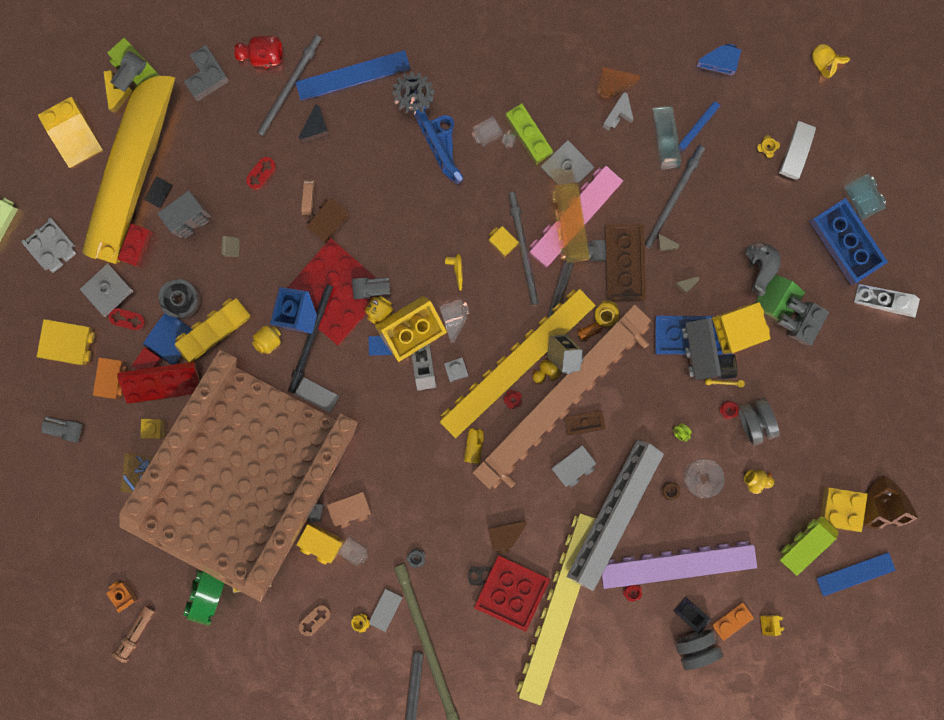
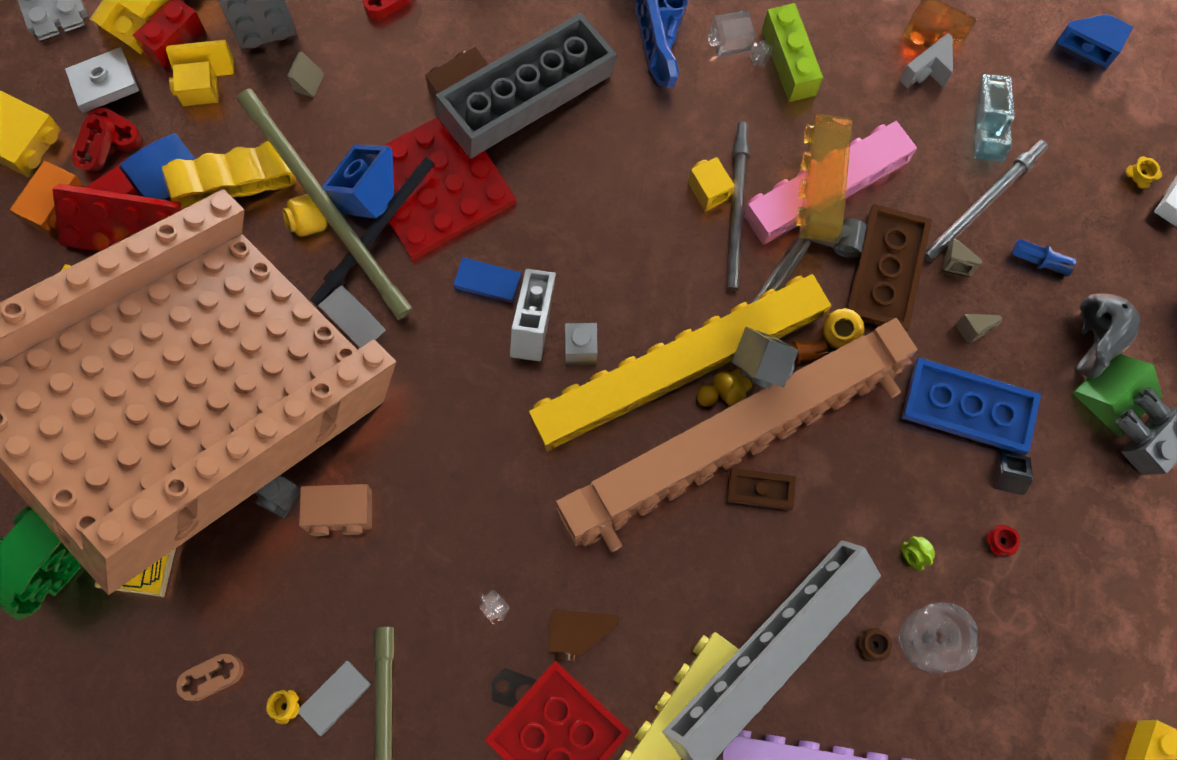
camera: 10 degrees right, 15 degrees down
(124, 334) = (93, 142): none -> red beam
(161, 257) = (215, 52): none -> yellow slope
(163, 274) = (194, 83): none -> yellow brick
(190, 296) = (200, 118): dark grey brick -> none
(219, 292) = (389, 293): none -> olive piece
(308, 196) = (443, 42): nougat beam -> none
(320, 543) = (265, 544): yellow brick -> none
(354, 551) = (317, 579): clear brick -> none
(366, 287) = (481, 181): dark grey piece -> none
(371, 214) = (525, 85): none -> dark grey brick
(378, 309) = (491, 222): yellow head -> none
(411, 328) = (531, 261): yellow slope -> none
(416, 553) = (407, 624): dark grey plate -> none
(454, 318) = (603, 268): clear slope -> none
(455, 535) = (494, 606): none -> clear plate
(457, 262) = (632, 196): yellow bar -> none
(474, 446) = (571, 469): yellow hinge -> none
(512, 394) = (656, 426): red plate -> none
(567, 165) = (836, 101): light grey plate -> none
(573, 466) = (725, 552): light grey brick -> none
(698, 126) = (1047, 112): blue tile -> none
(701, 349) = (988, 423): dark grey slope -> none
(708, 381) = (1028, 505): yellow hinge -> none
(717, 225) = (1043, 257): none -> blue axle
(741, 328) = (1054, 412): yellow brick -> none
(758, 421) = (1055, 569): dark grey wheel -> none
(758, 480) = (1029, 672): yellow animal -> none

